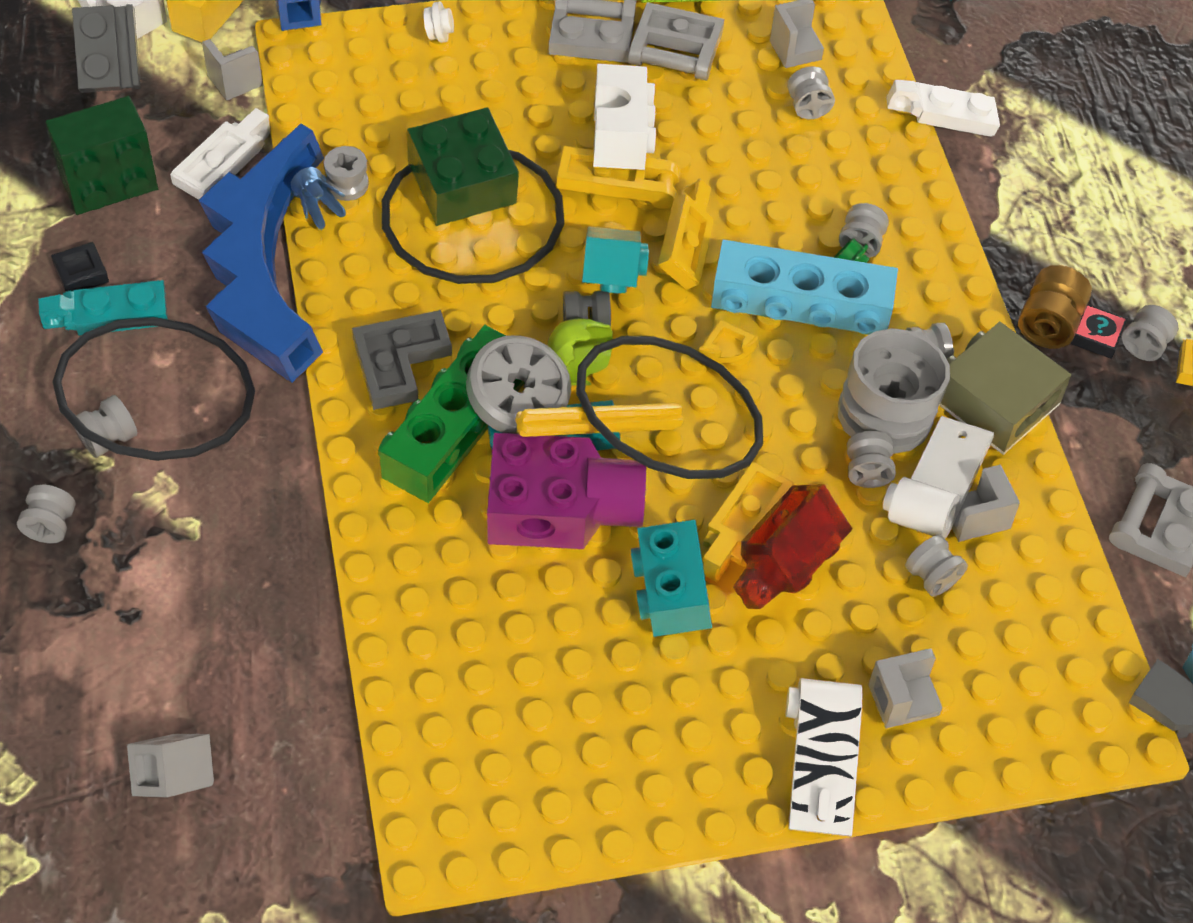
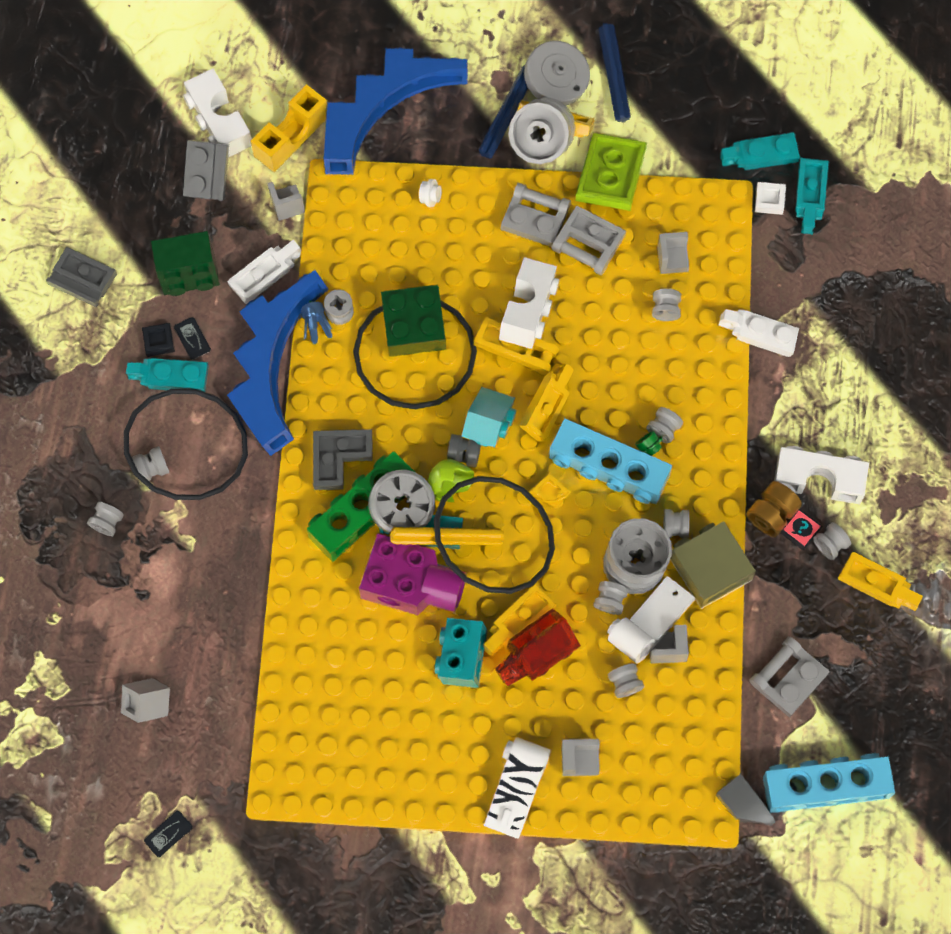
camera: 20 degrees right, 15 degrees up
(131, 259) = (192, 338): none -> black sticker
(1131, 251) = (845, 474): none -> white arch

